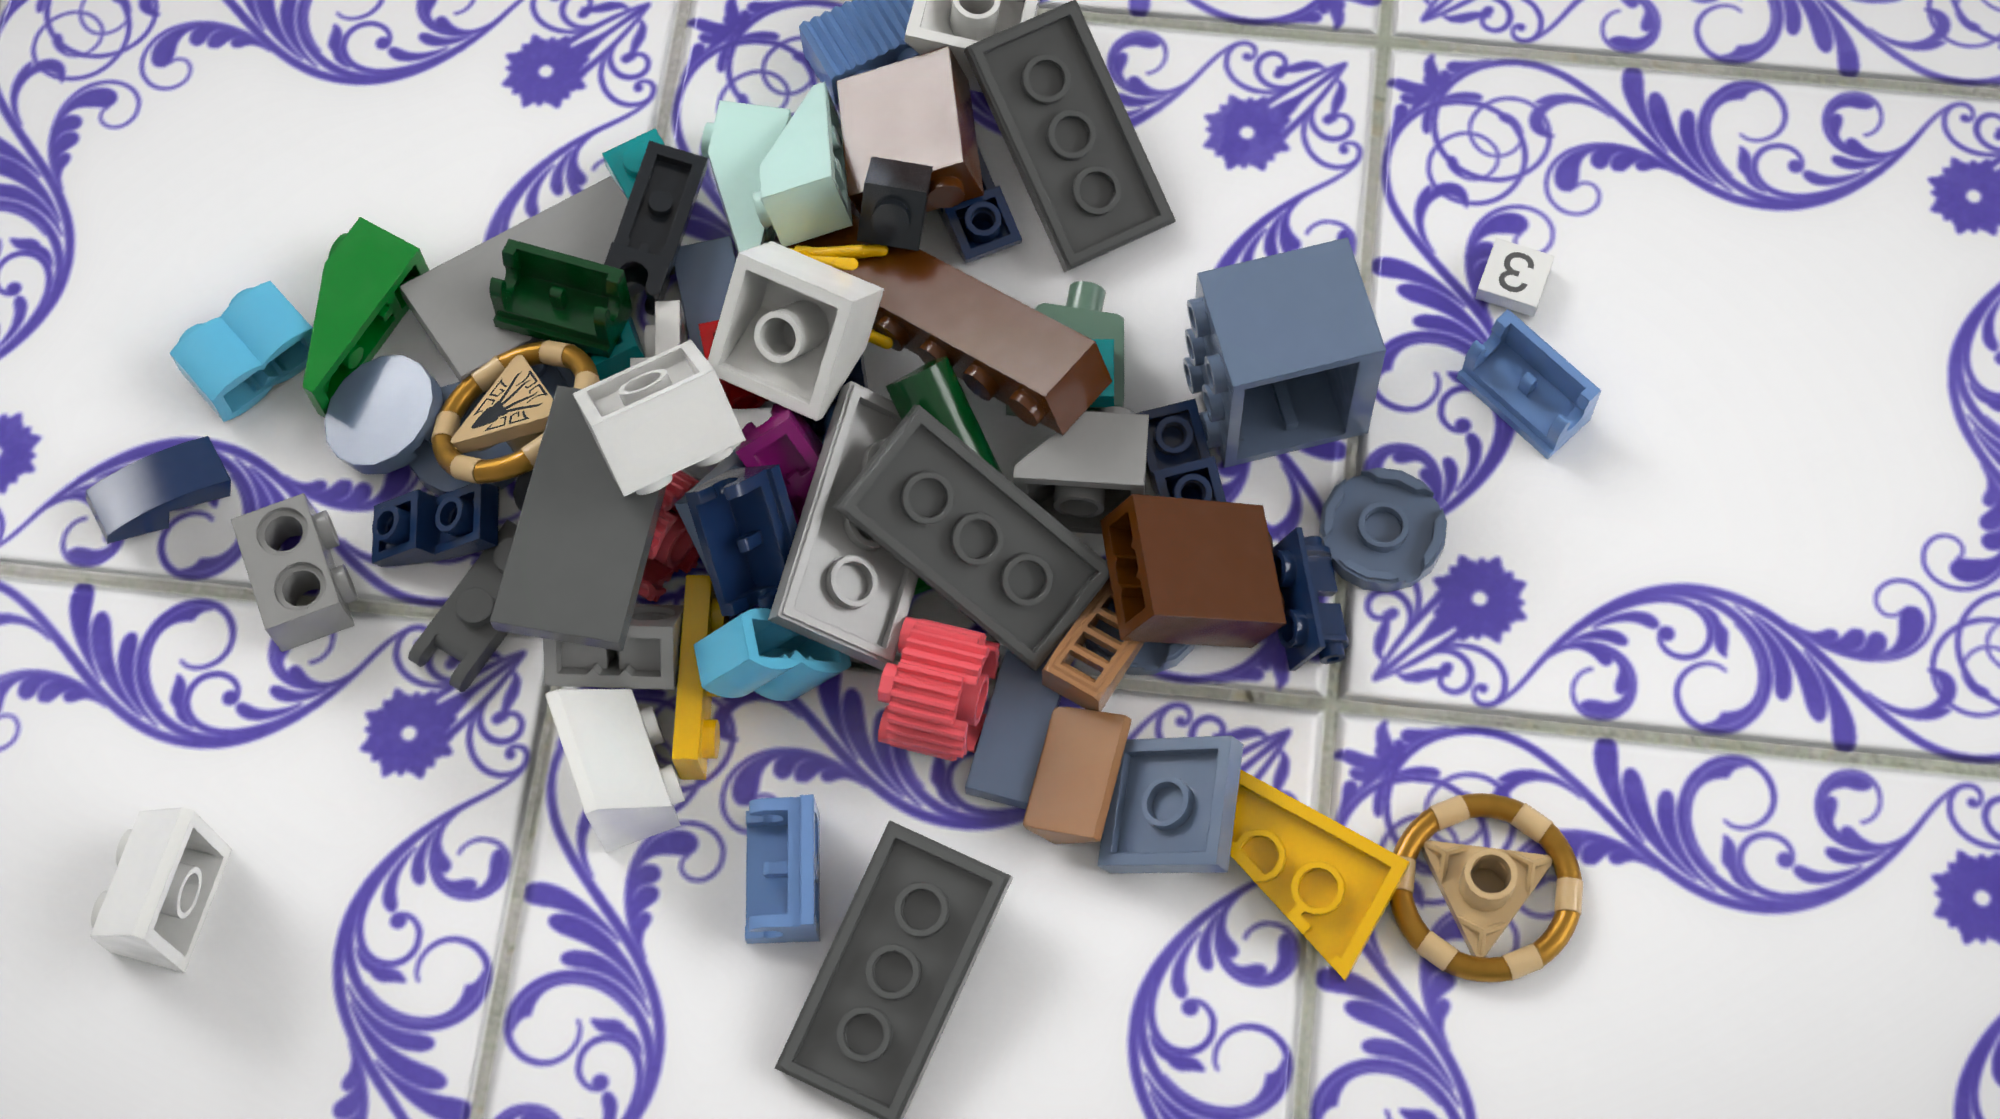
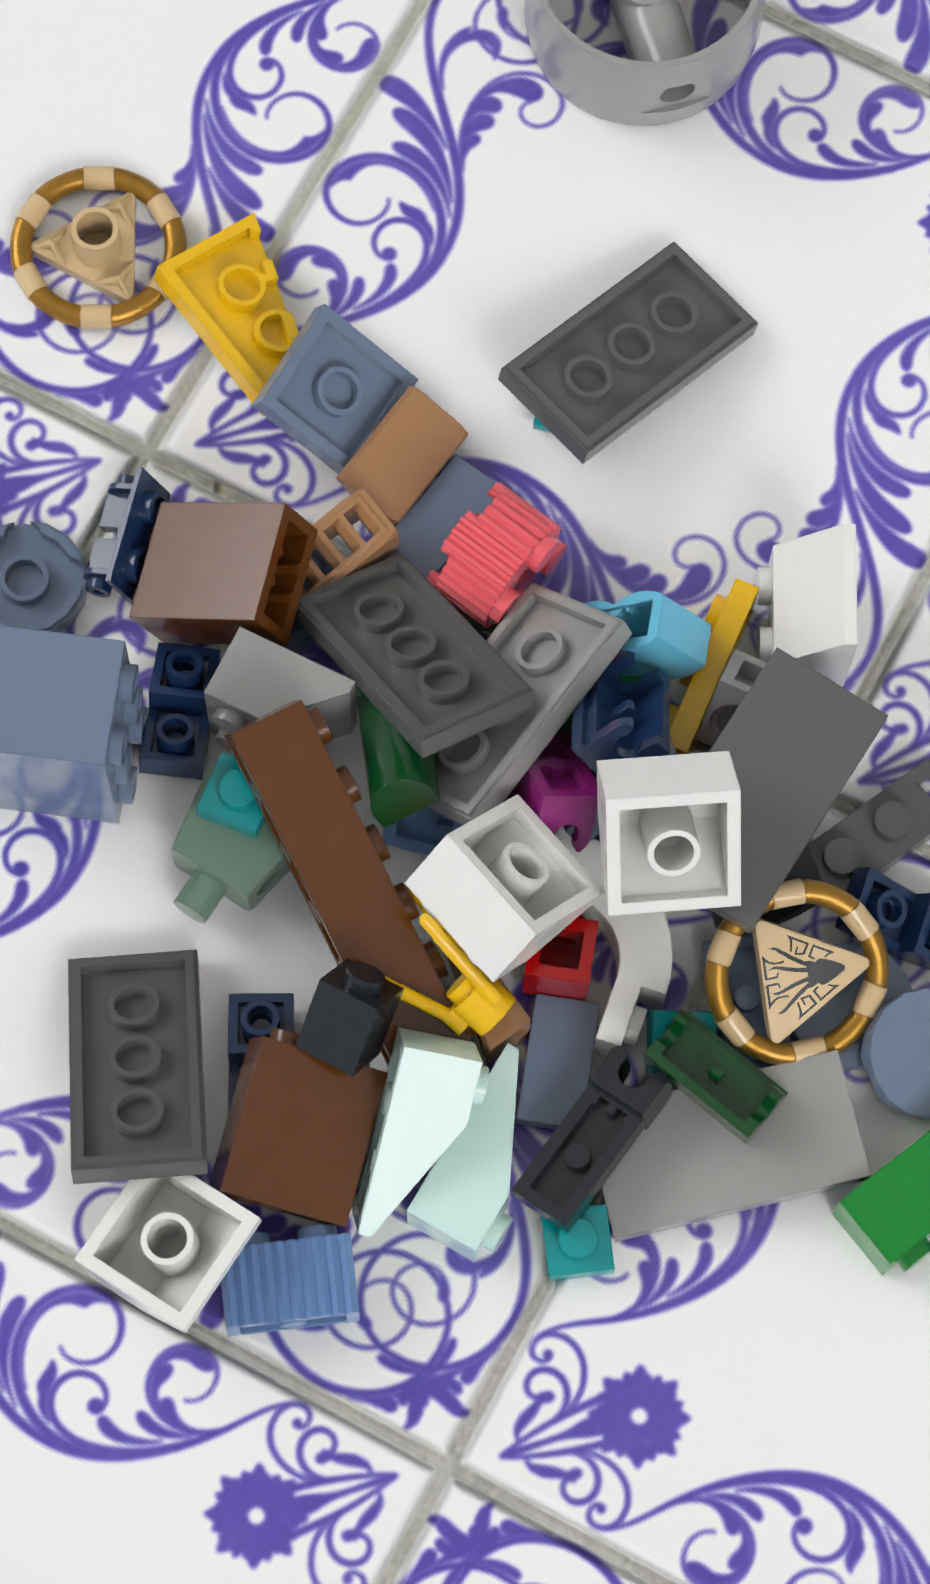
camera: 165 degrees left, 5 degrees up
(783, 870) = (693, 477): medium blue hinge -> none

